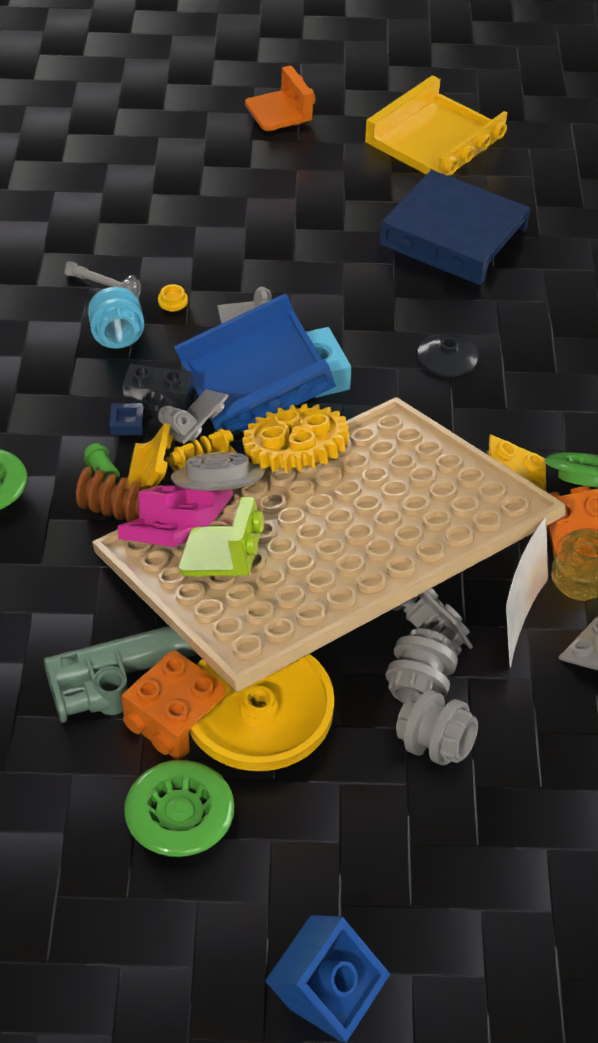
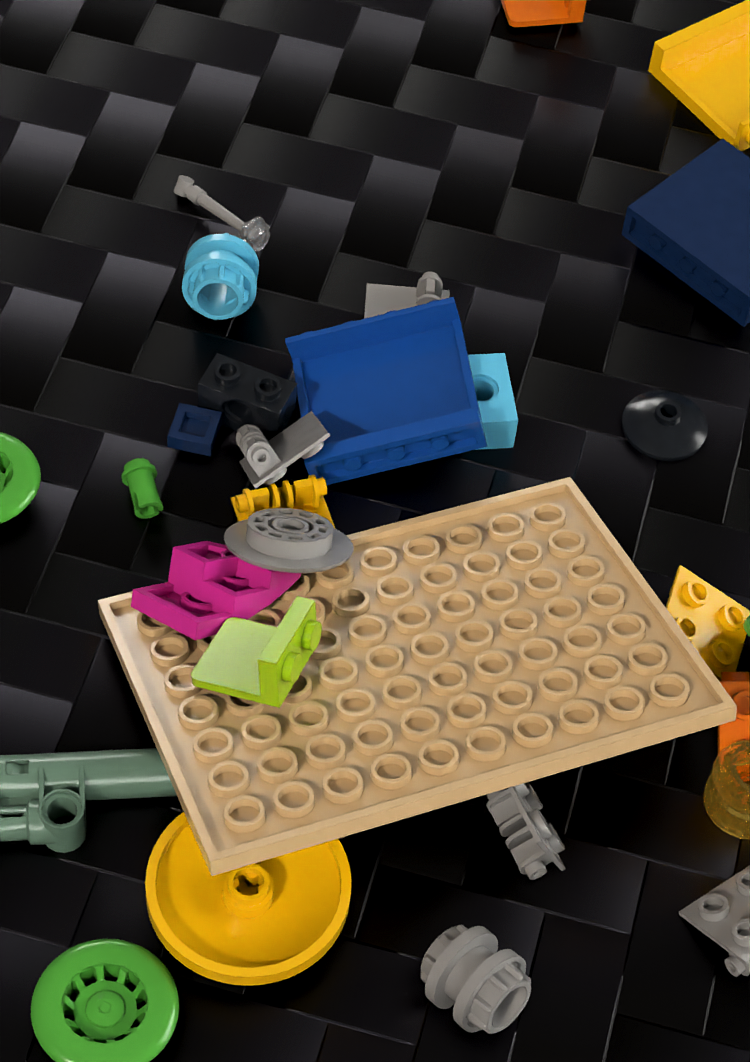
camera: 10 degrees right, 5 degrees up
(107, 496) = (135, 538): dark orange piece -> none
(148, 459) = (200, 506): yellow piece -> none
(170, 702) = (133, 858): orange bracket -> none
(172, 298) = (308, 260): yellow plate -> none
(296, 438) = (410, 512): yellow gear -> none
(422, 664) = (486, 880): light grey piece -> none
(526, 584) = (656, 802): white sticker -> none

